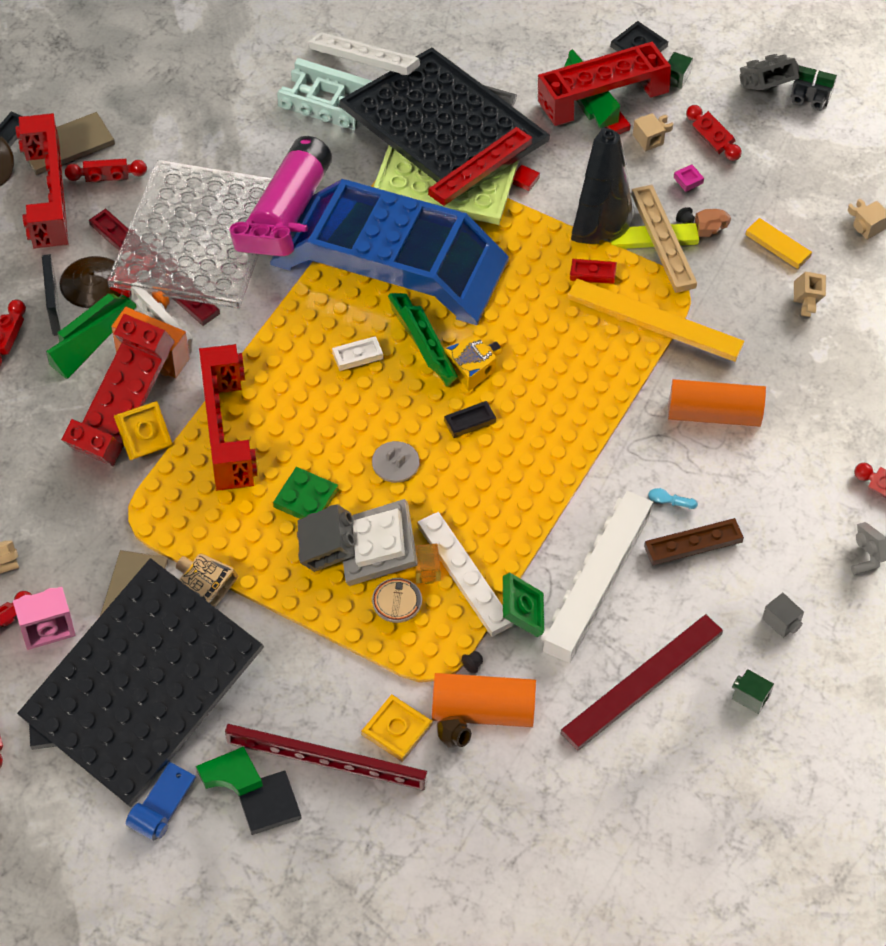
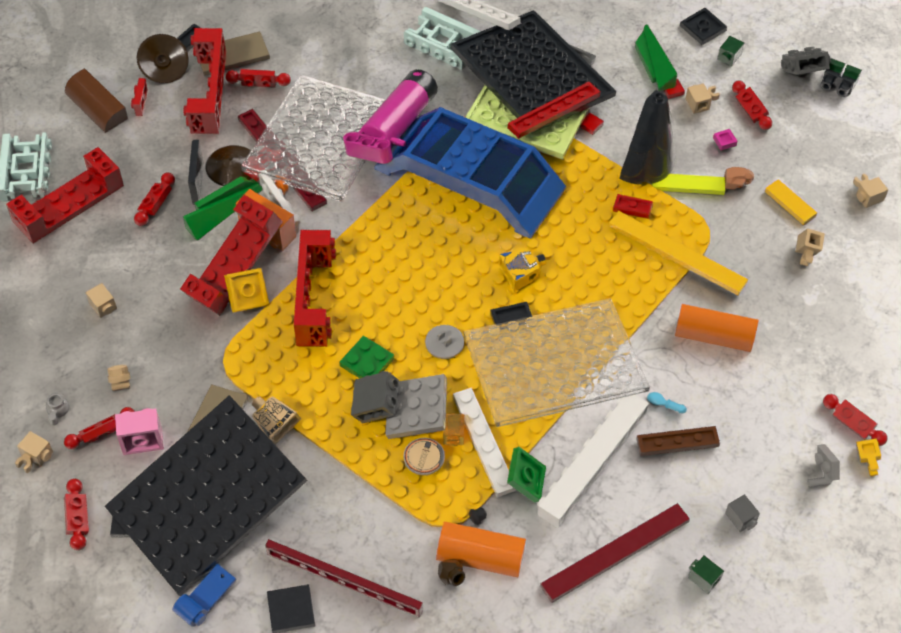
camera: 10 degrees right, 0 degrees up
(230, 771) = (265, 578): green tile -> none
(357, 353) = (429, 249): white plate -> none
(378, 537) = (417, 403): white plate -> none
(396, 728) = (406, 562): yellow tile -> none
(420, 330) = (485, 243): green wedge -> none
(533, 468) = (555, 362): none -> clear plate
(637, 64) = (664, 47): red plate -> none
(664, 238) = (695, 187): tan plate -> none
(685, 215) = (717, 170): black piece -> none

